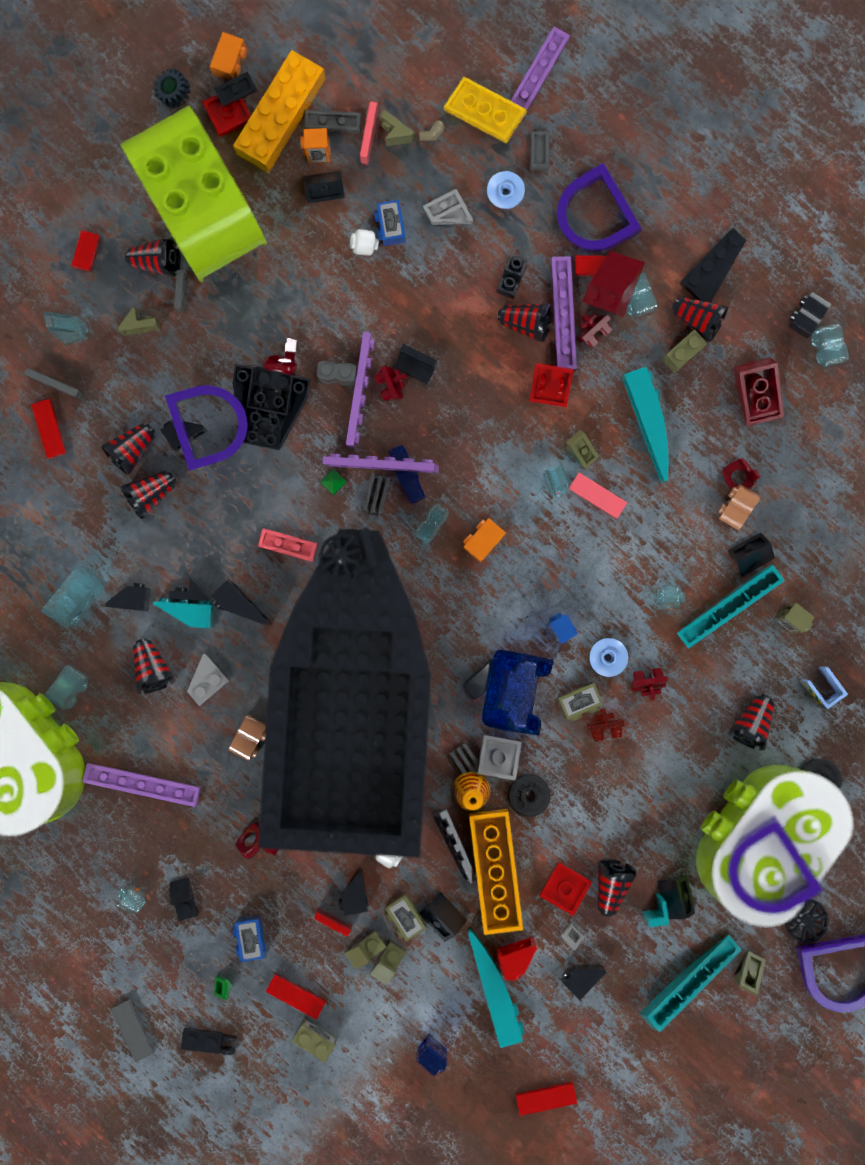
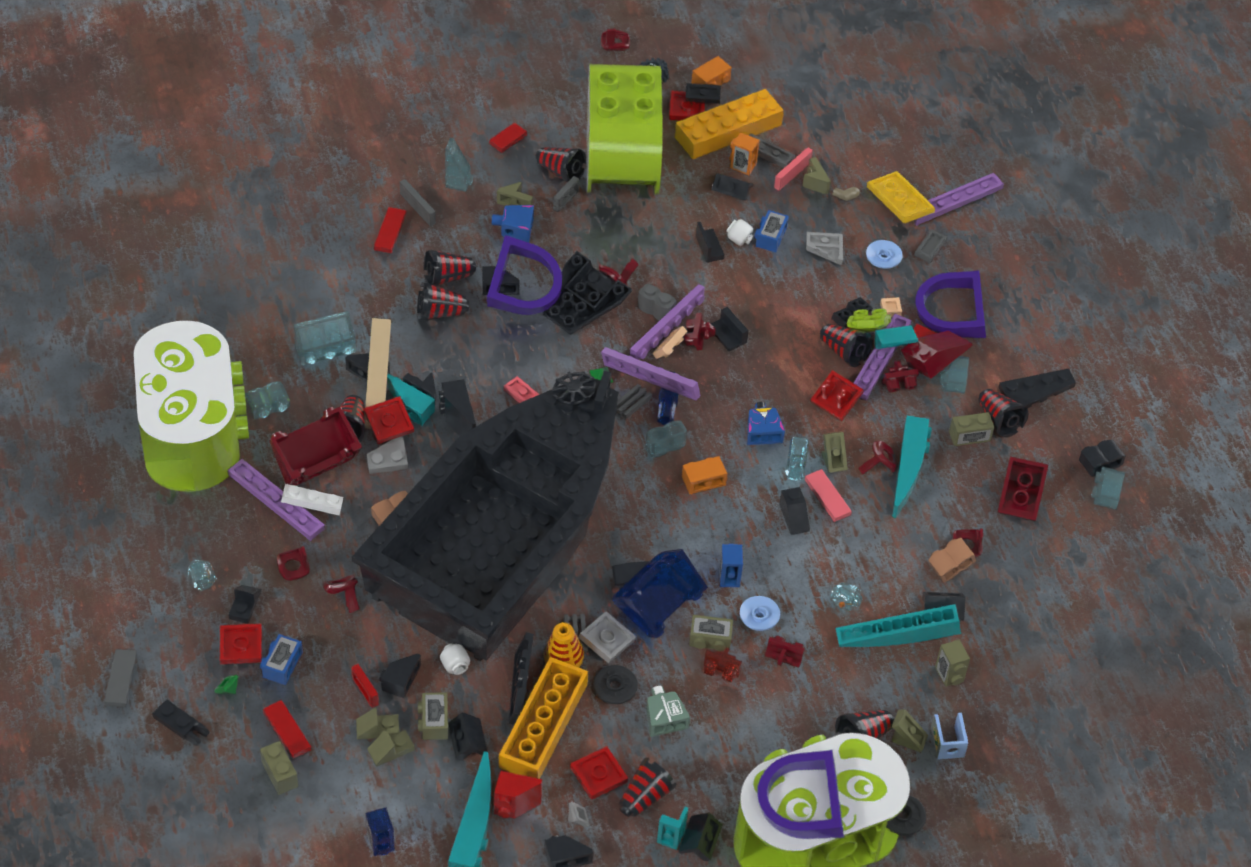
camera: 20 degrees right, 35 degrees down
(105, 68) = (608, 40): none -> dark red piece
(142, 728) = (315, 447): none -> dark red windscreen
(144, 609) = (378, 363): none -> tan tile
(156, 353) = (516, 221): none -> blue torso
(172, 769) = (312, 499): none -> white plate
(185, 650) = (389, 420): none -> red plate
(207, 942) = (240, 643): none -> red plate
(208, 836) = (296, 554): none -> dark red piece
(343, 271) = (709, 244): none -> black panel
(373, 411) = (670, 341): none -> light nougat plate
(504, 454) = (764, 426): none -> blue torso
(538, 287) = (869, 323): none -> lime slope
(543, 249) = (892, 306): none -> light nougat plate
(573, 293) = (895, 337): none -> teal panel
(581, 533) = (794, 510): none -> black slope
(585, 801) = (665, 712): none -> sand green torso
(624, 434) = (878, 447): none -> dark red piece
(788, 702) = (908, 731): none -> olive slope

